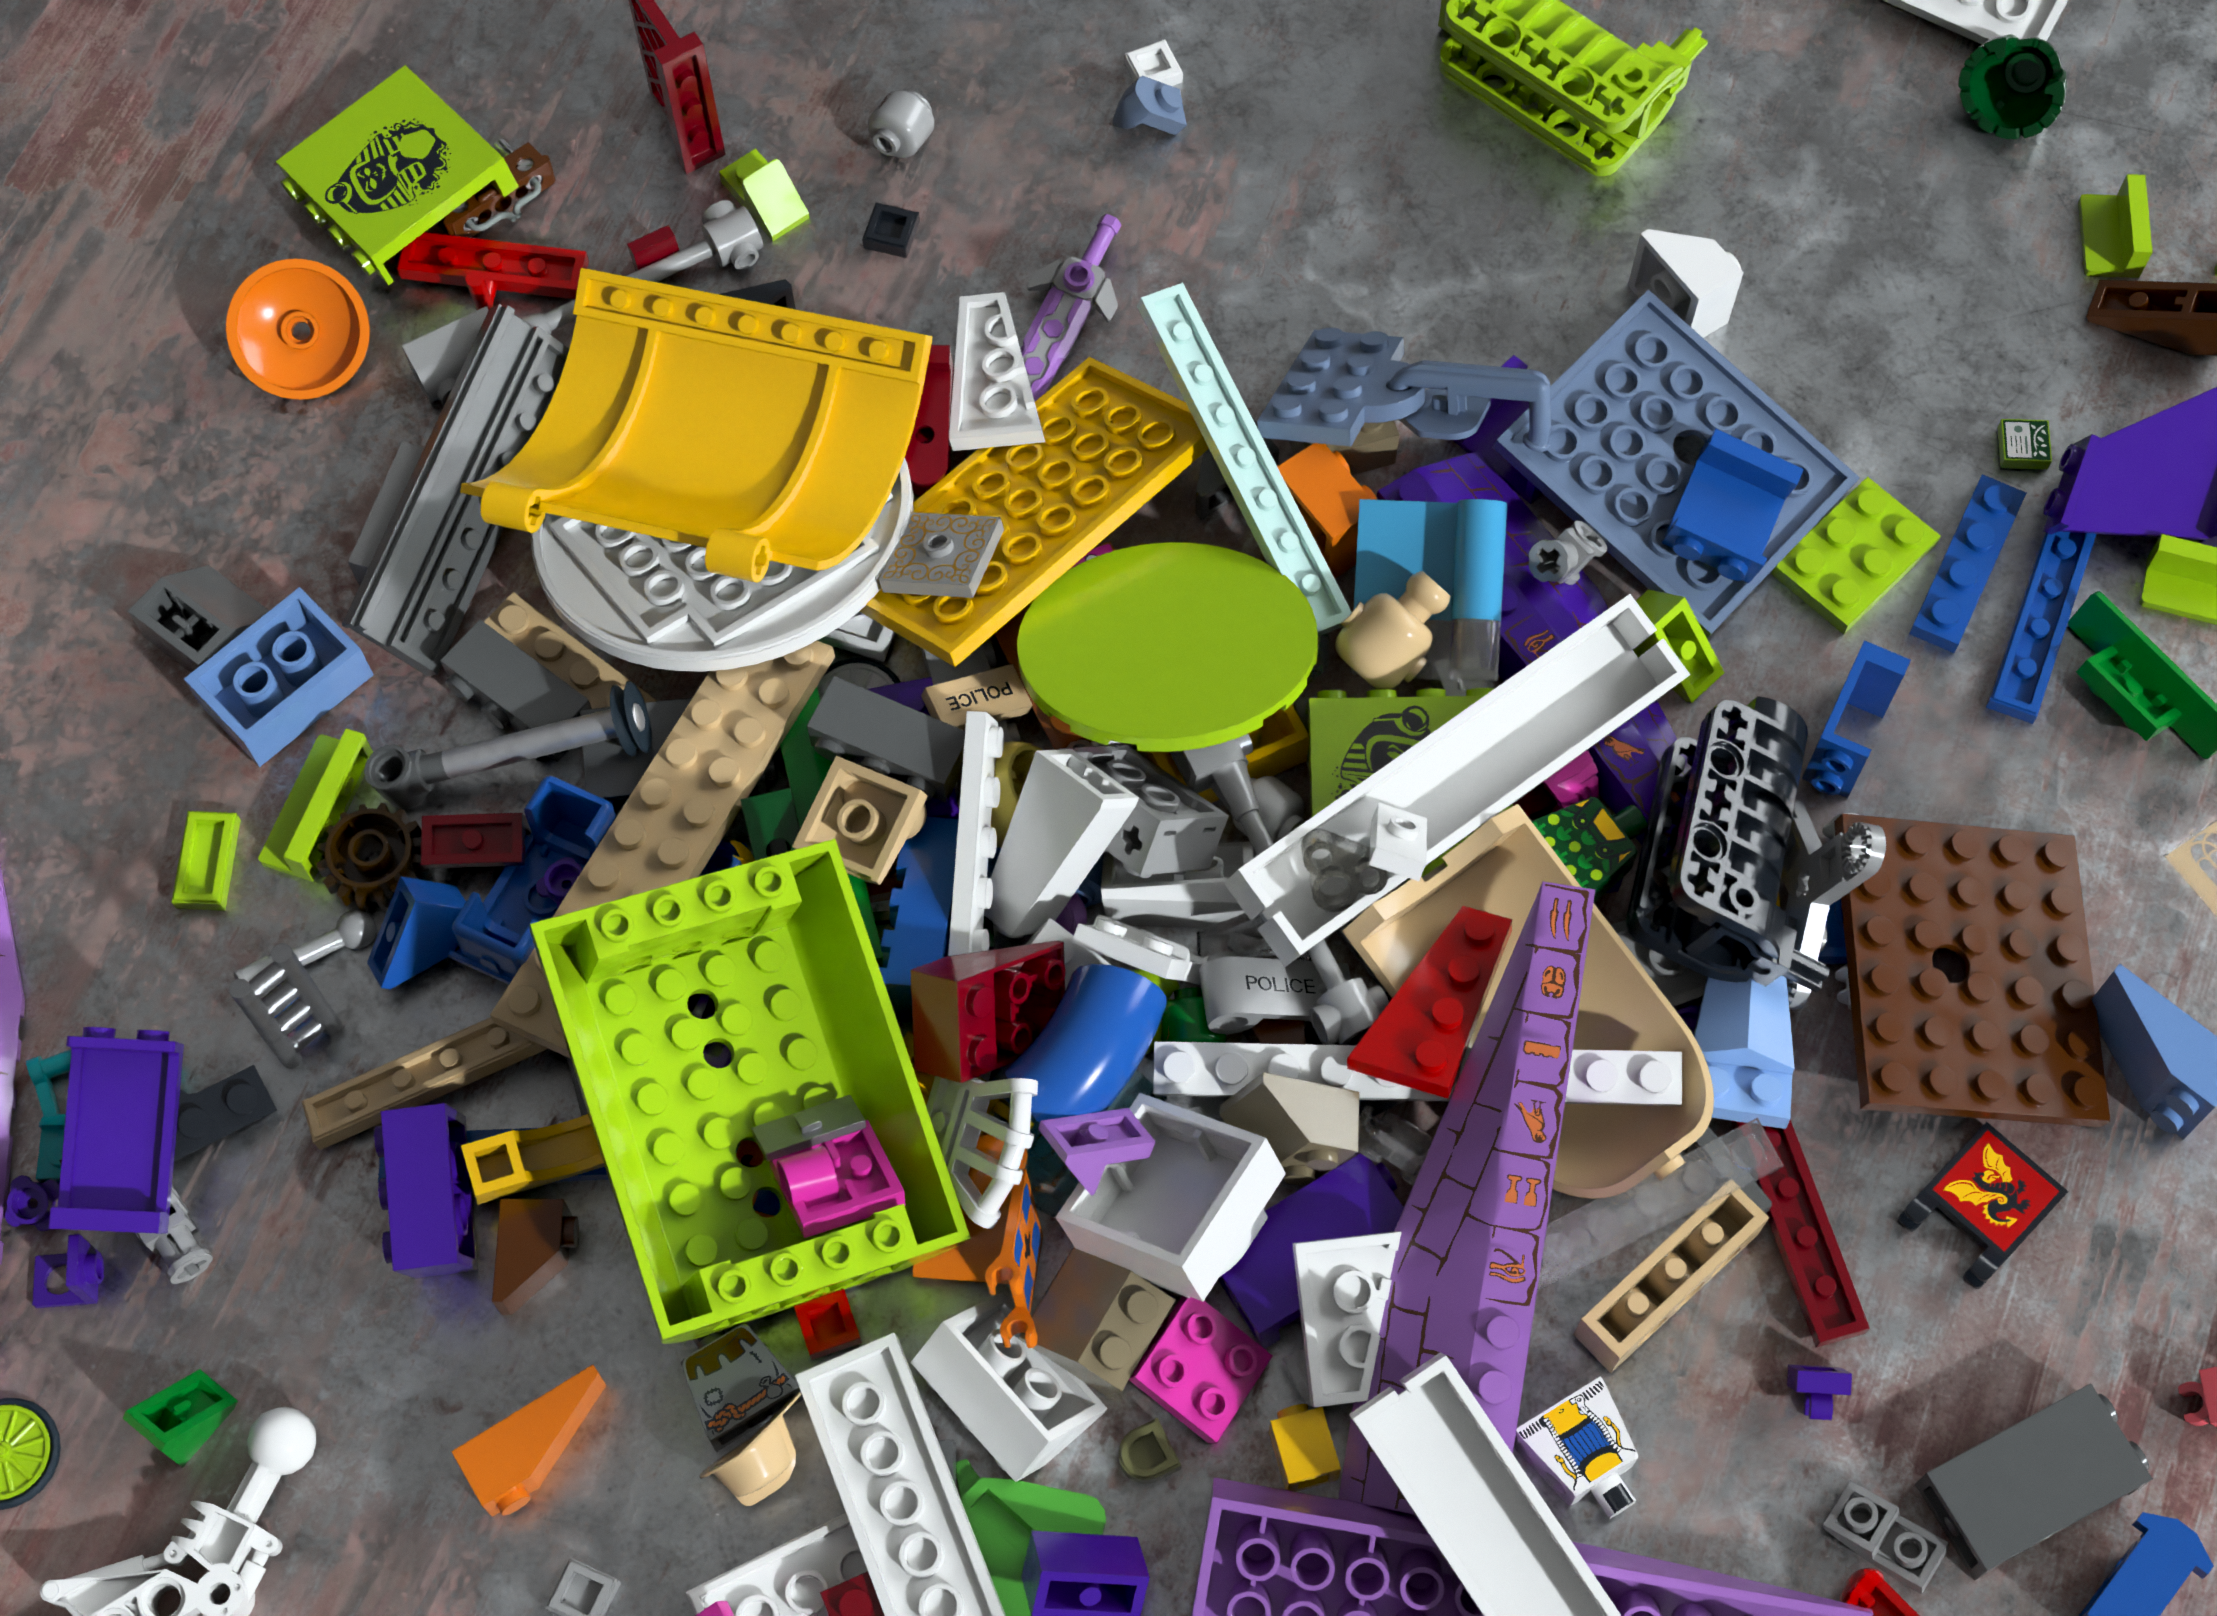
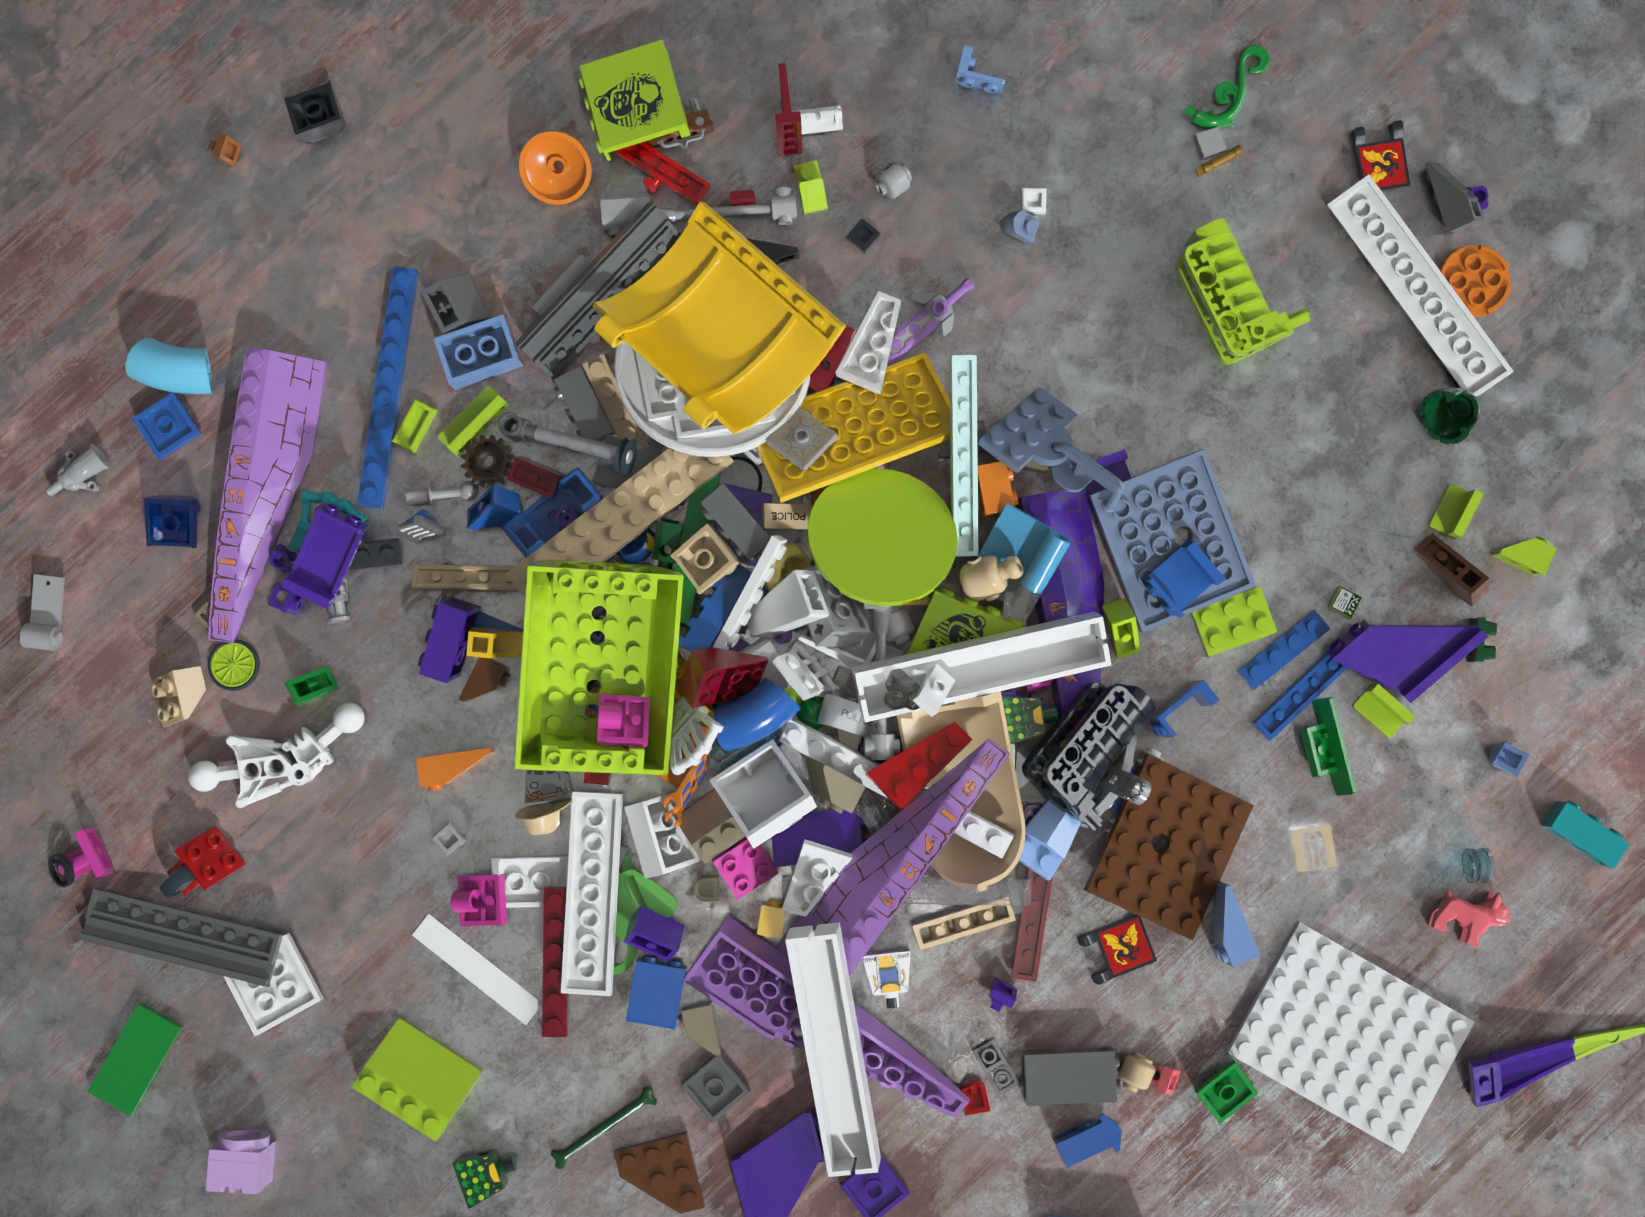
camera: 25 degrees right, 20 degrees up
(129, 820) = (388, 387): none -> blue plate
(742, 85) = (821, 119): none -> white hinge
(808, 1127) = (621, 690): piece -> none
(1095, 1140) = (739, 759): medium lavender slope -> none
(1567, 555) = (1093, 567): light grey connector -> none
(1687, 276) = (1227, 449): white slope -> none
(2154, 1410) = (1137, 1072): none -> tan head

